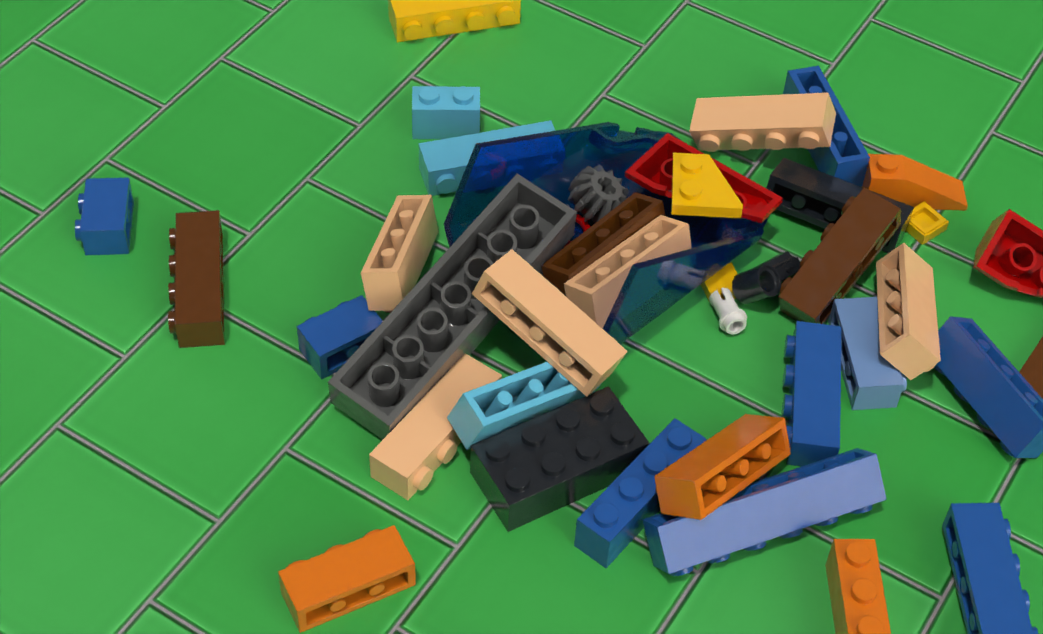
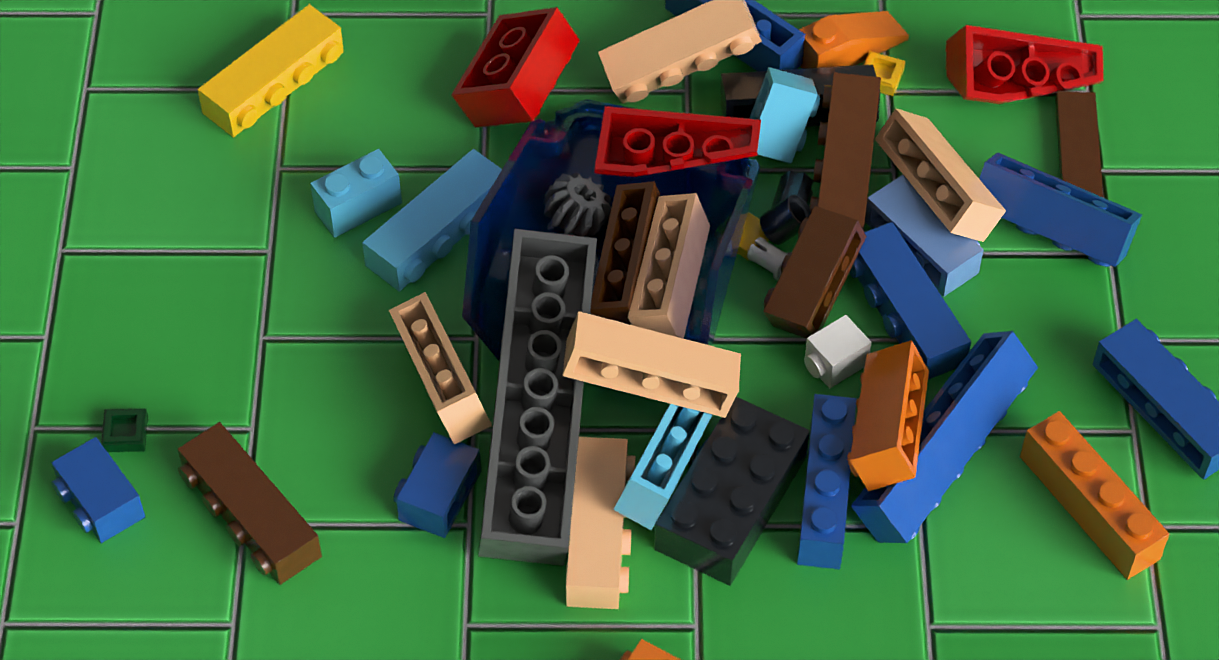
camera: 30 degrees left, 5 degrees up
(161, 189) = (124, 430): none -> dark green tile
(627, 82) = (516, 67): none -> red brick
(701, 188) = (681, 150): yellow wing -> none
(723, 400) = (836, 351): none -> white brick
(747, 332) = (814, 272): none -> reddish brown brick
(806, 205) = (784, 109): none -> medium azure brick

